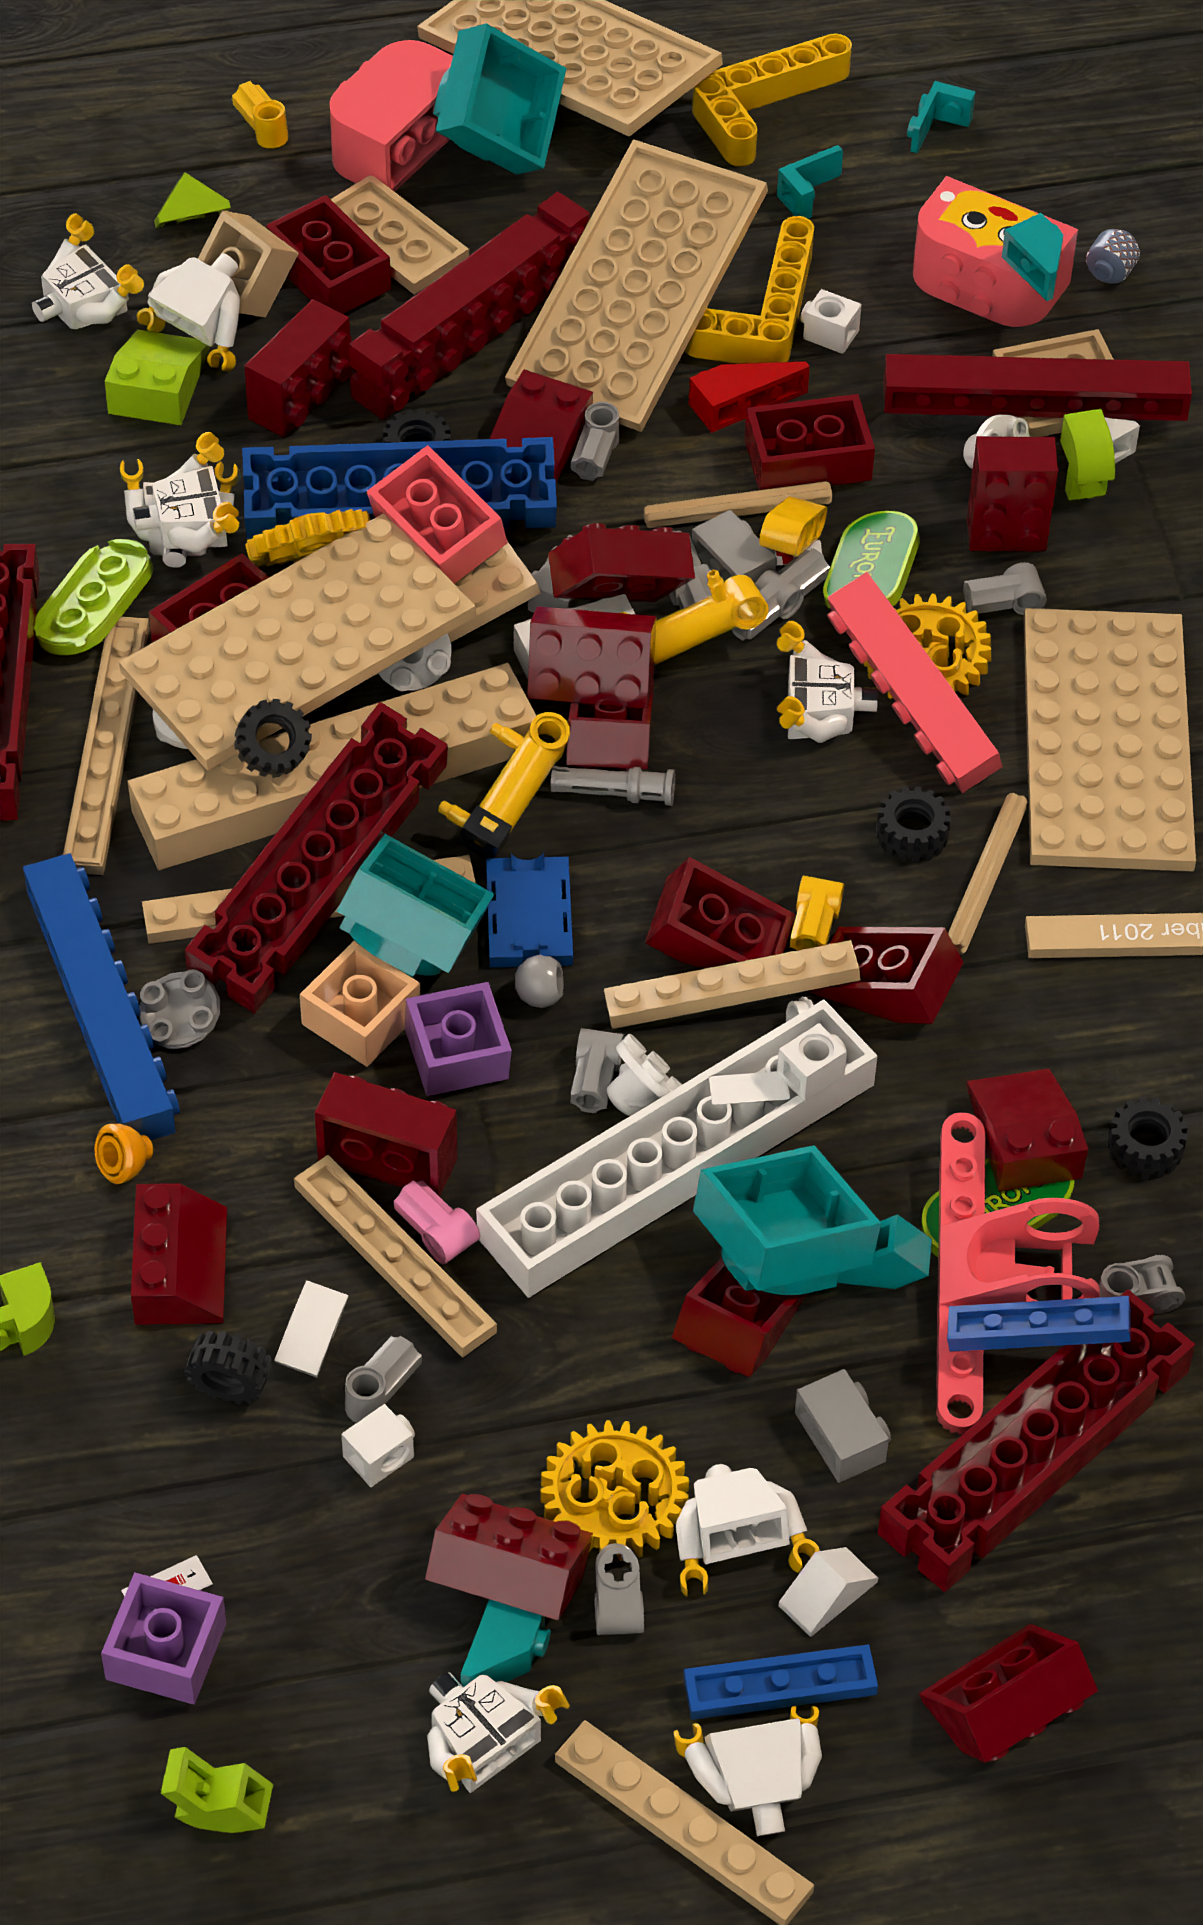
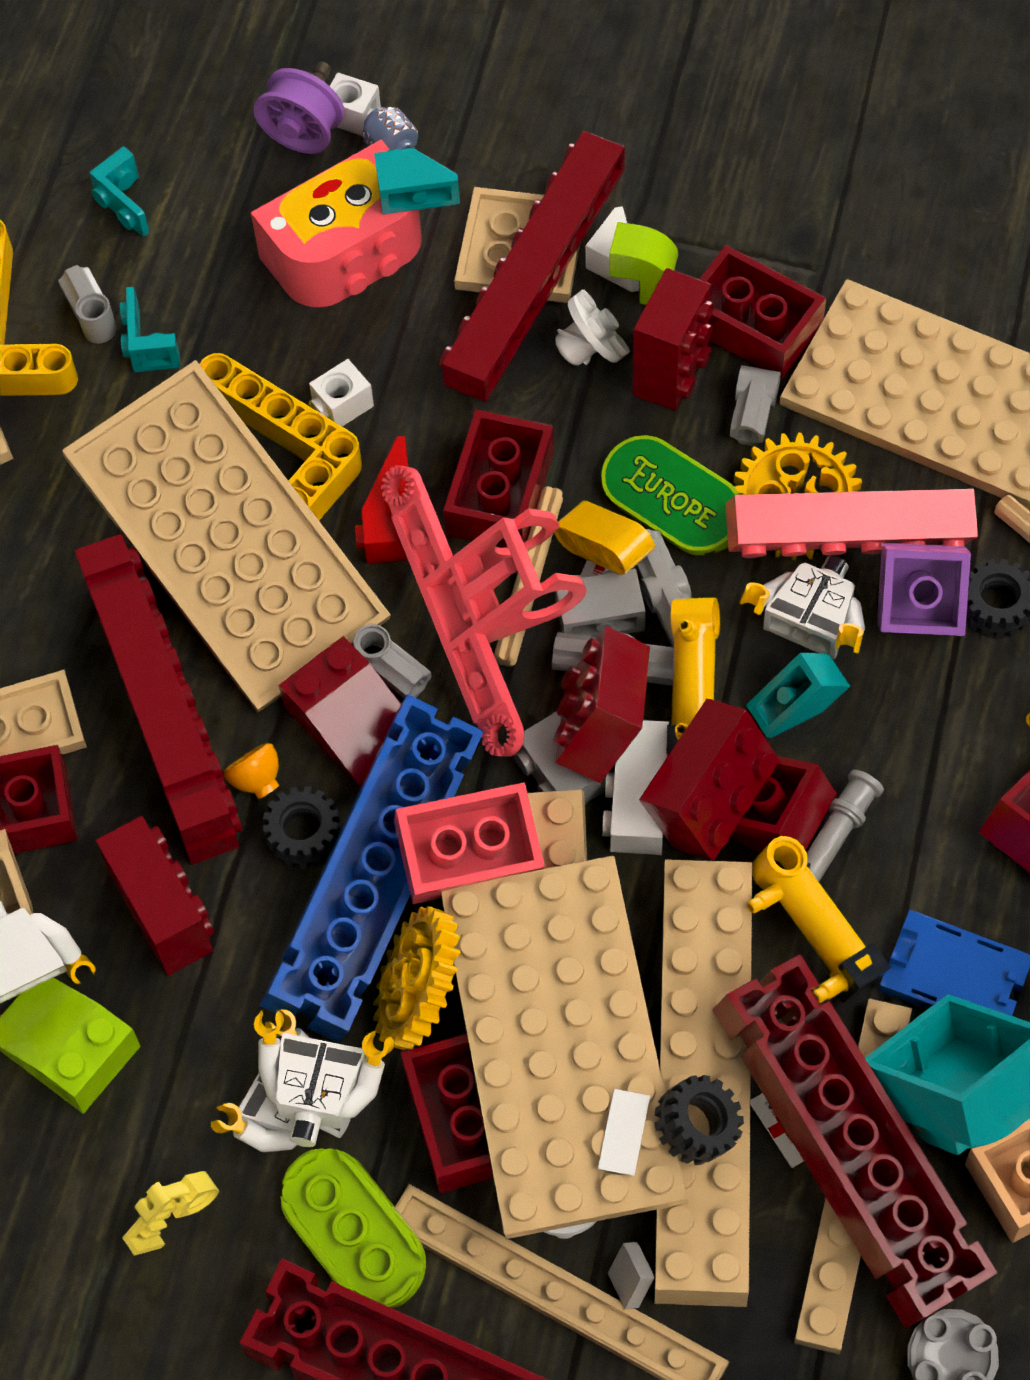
camera: 60 degrees left, 10 degrees up
(46, 467) = (180, 1198): none -> light yellow piece
(145, 767) = (631, 1275): none -> light grey tile
(237, 695) = (624, 1132): none -> white sticker
(448, 394) = (255, 771): none -> light orange brick
(673, 449) = (464, 600): none -> coral piece
(732, 714) = (797, 693): none -> teal slope
(816, 134) = (88, 304): none -> light grey piece
(876, 752) = (923, 589): none -> medium lavender brick
(1089, 182) = (300, 109): none -> medium lavender wheel
(1093, 552) = (760, 311): none -> dark red brick
(1132, 215) = (358, 101): none -> white brick

